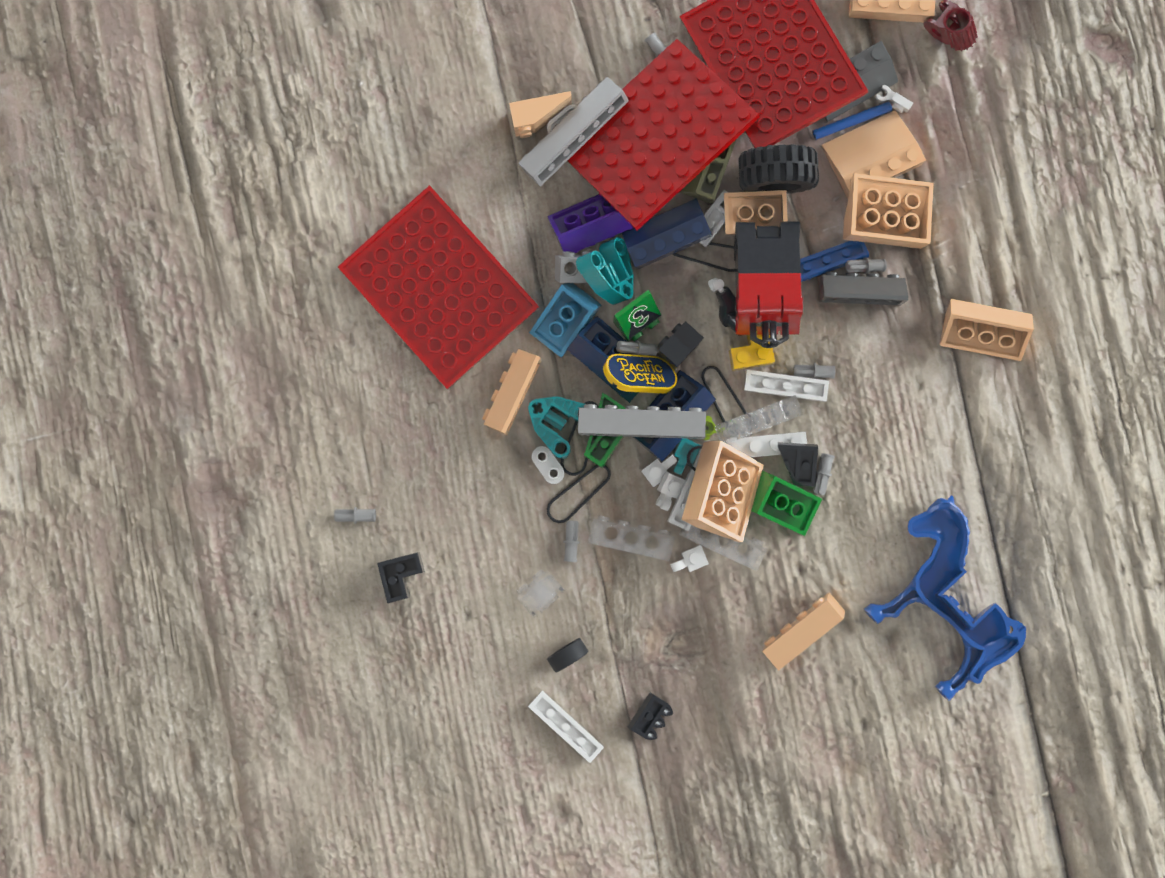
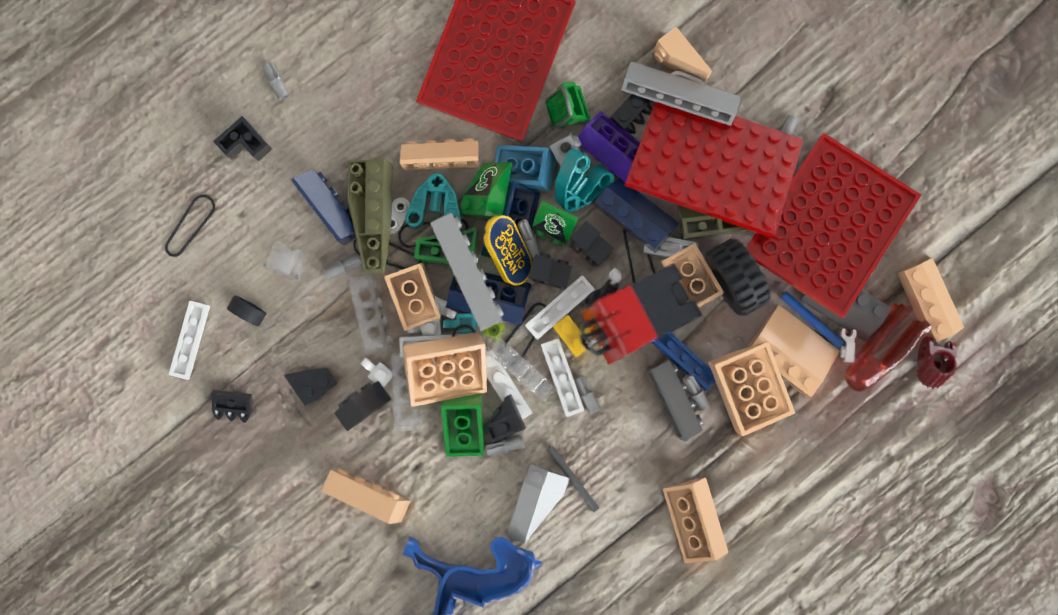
camera: 60 degrees right, 0 degrees up
(444, 677) = (182, 219): none -> black piece
(506, 526) = (326, 205): none -> slope
(528, 246) = (567, 106): none -> green piece
(532, 486) = (371, 210): none -> olive wedge
(564, 188) = (631, 111): none -> black plate
(571, 364) = (487, 191): none -> green slope
(636, 487) = (413, 296): none -> light nougat slope
(668, 630) = (311, 383): none -> black wing
(673, 292) = (590, 244): none -> black brick
(715, 590) = (361, 405): none -> black brick
(718, 353) = (559, 307): none -> white plate
(888, 425) = (573, 479): none -> dark grey bar
(889, 467) = (537, 498): none -> light grey wedge
(927, 94) = (866, 368): none -> clear red piece

